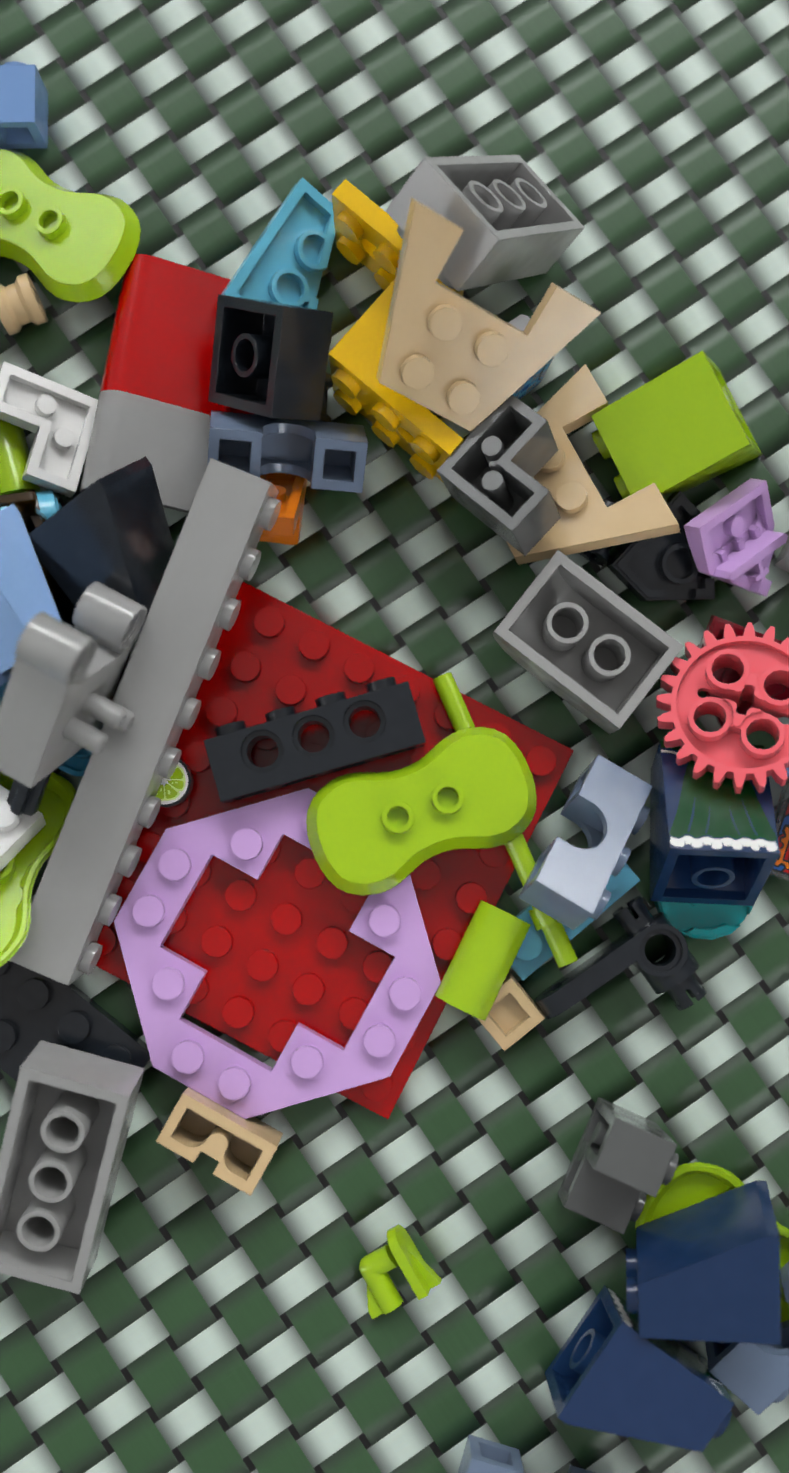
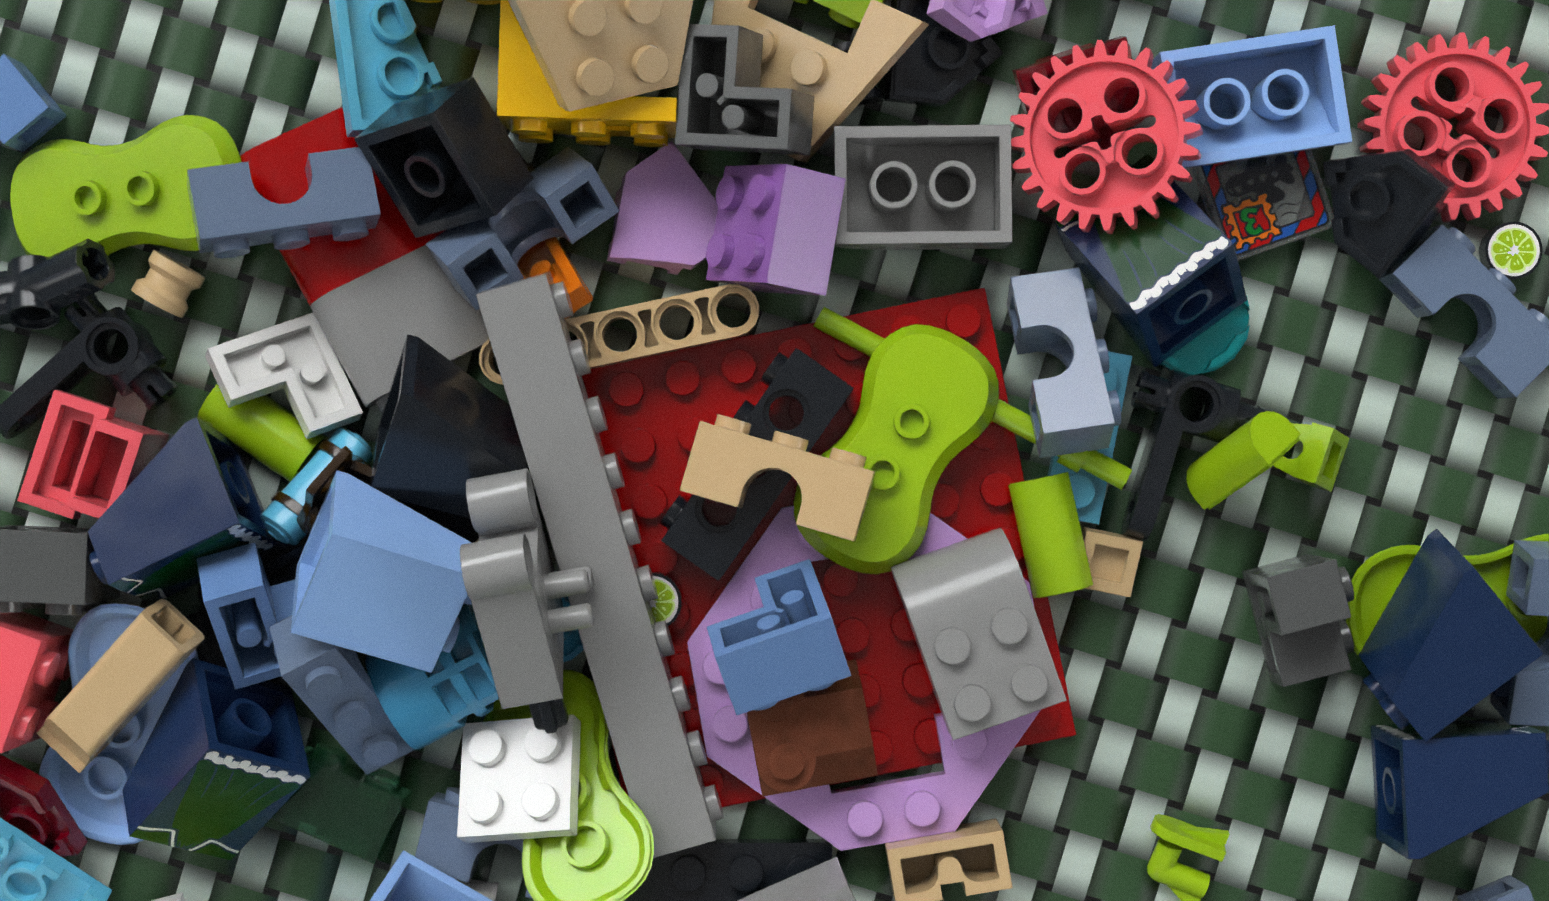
camera: 35 degrees left, 5 degrees up
(91, 282) = (233, 215): none -> sand blue arch
(199, 958) = (814, 738): none -> copper slope
(223, 880) = (783, 645): none -> medium blue brick
(295, 720) = (729, 459): none -> tan arch
(323, 583) = (647, 321): none -> tan beam
(373, 989) = (978, 633): none -> light grey brick
(393, 526) = (663, 214): none -> lavender slope
(460, 588) = (775, 228): none -> medium lavender brick
(663, 1014) = (1240, 458): none -> lime brick
(720, 1059) = (1320, 456): none -> lime tile

